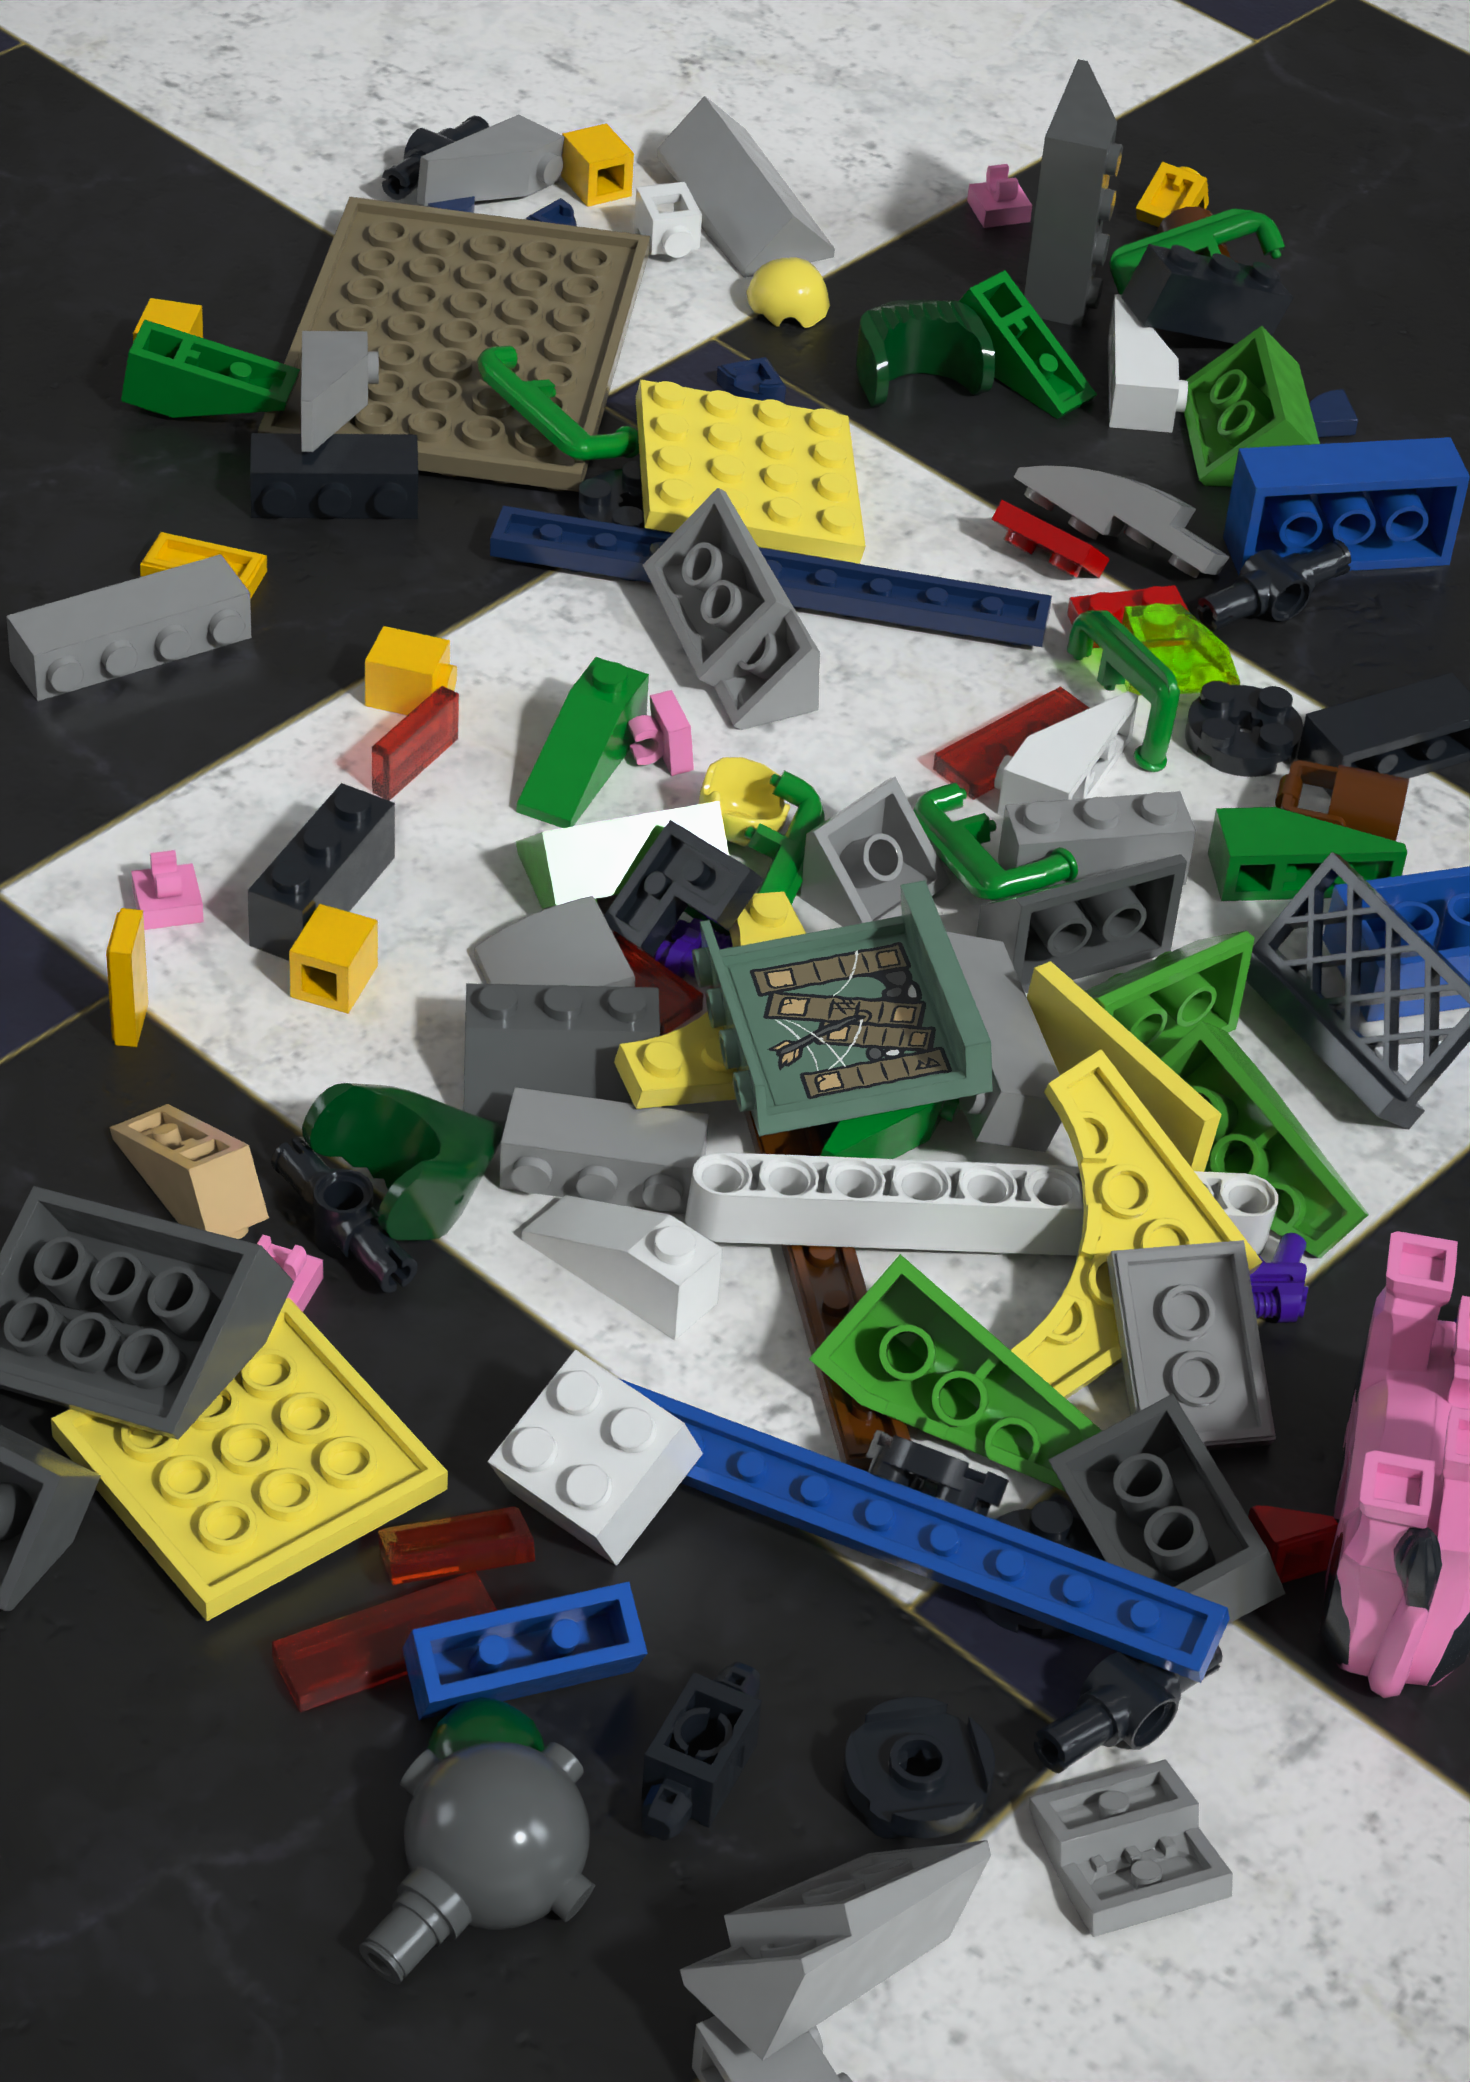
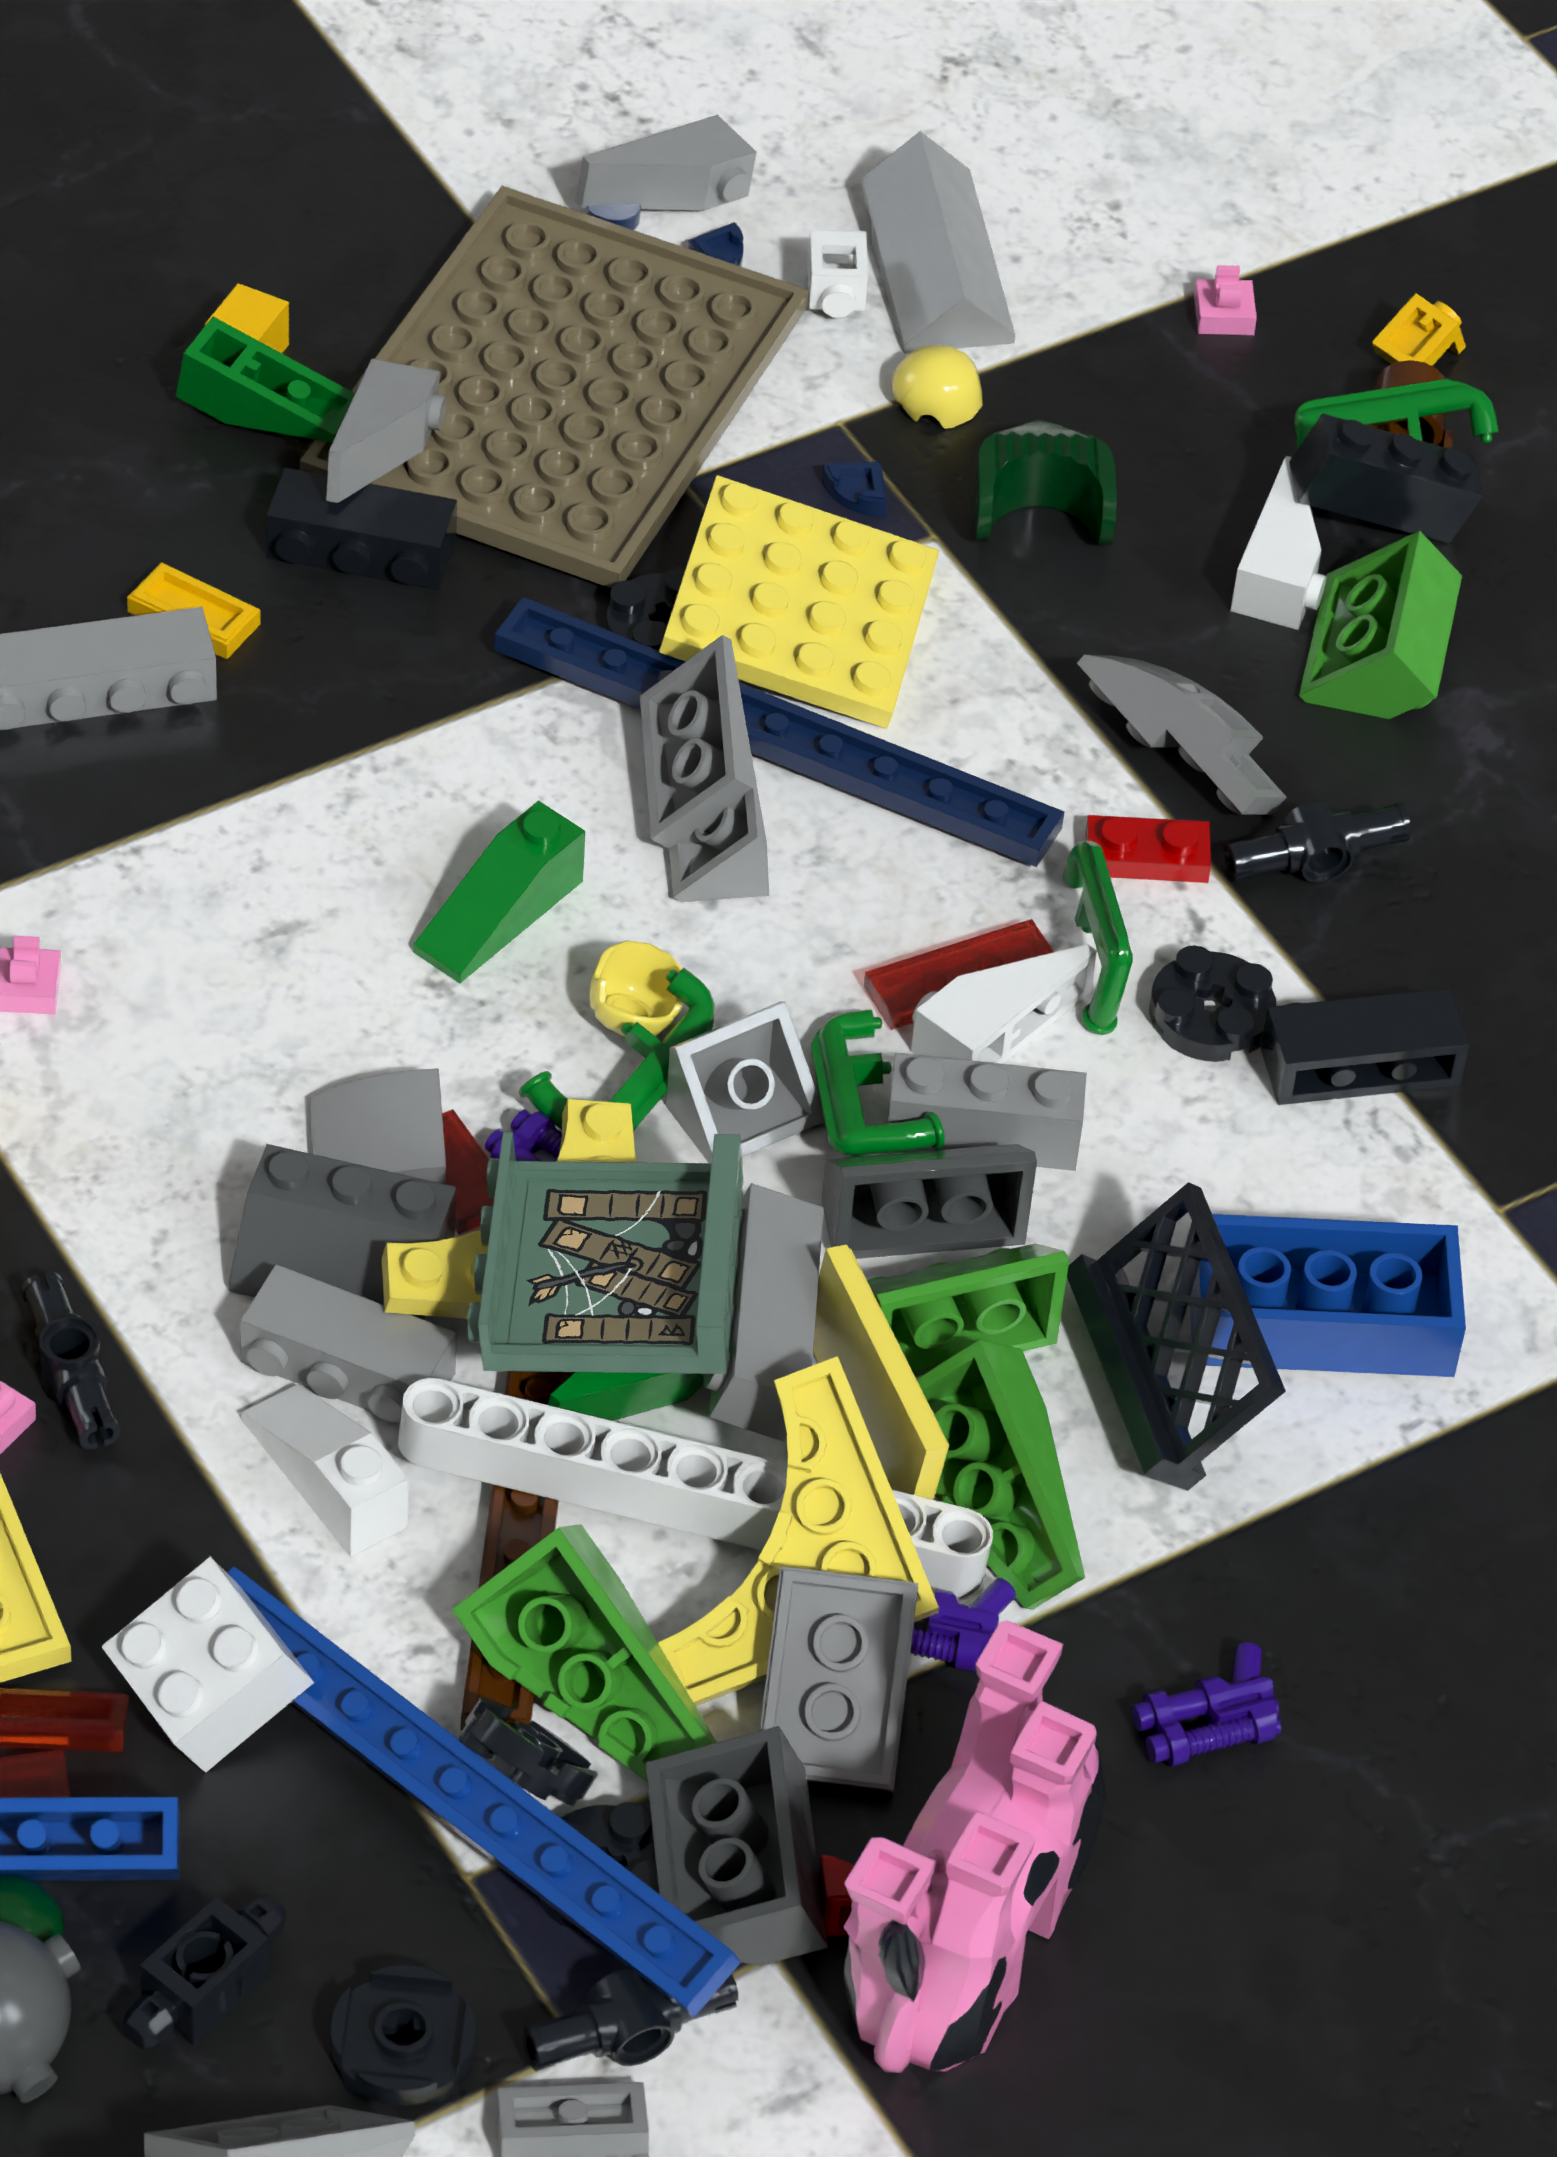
camera: 15 degrees right, 5 degrees up
(325, 864) = (180, 989): black brick -> none
(333, 958) = (160, 1083): yellow brick -> none
(404, 176) = (605, 133): black pin -> none
(406, 670) = (352, 776): yellow brick -> none
(415, 742) = (330, 858): clear red tile -> none
(415, 1143) = (167, 1303): dark green animal -> none
(534, 404) = (592, 485): green piece -> none
(597, 165) = (788, 187): yellow brick -> none
(604, 854) = (495, 1030): slope -> none
(665, 733) = (585, 897): bright pink tile -> none
(678, 874) = (524, 1069): black plate -> none
(1026, 350) = (1162, 503): green slope -> none
(1067, 551) = (1081, 731): red plate -> none
(1073, 203) = (1257, 344): dark grey slope -> none
(1182, 645) = (1173, 902): clear neon green slope -> none
(1276, 851) = (1168, 1146): green slope -> none
(1333, 414) = (1479, 642): dark blue tile -> none
(1359, 797) = (1283, 1123): reddish brown piece -> none
(1380, 498) = (1451, 763): blue brick -> none

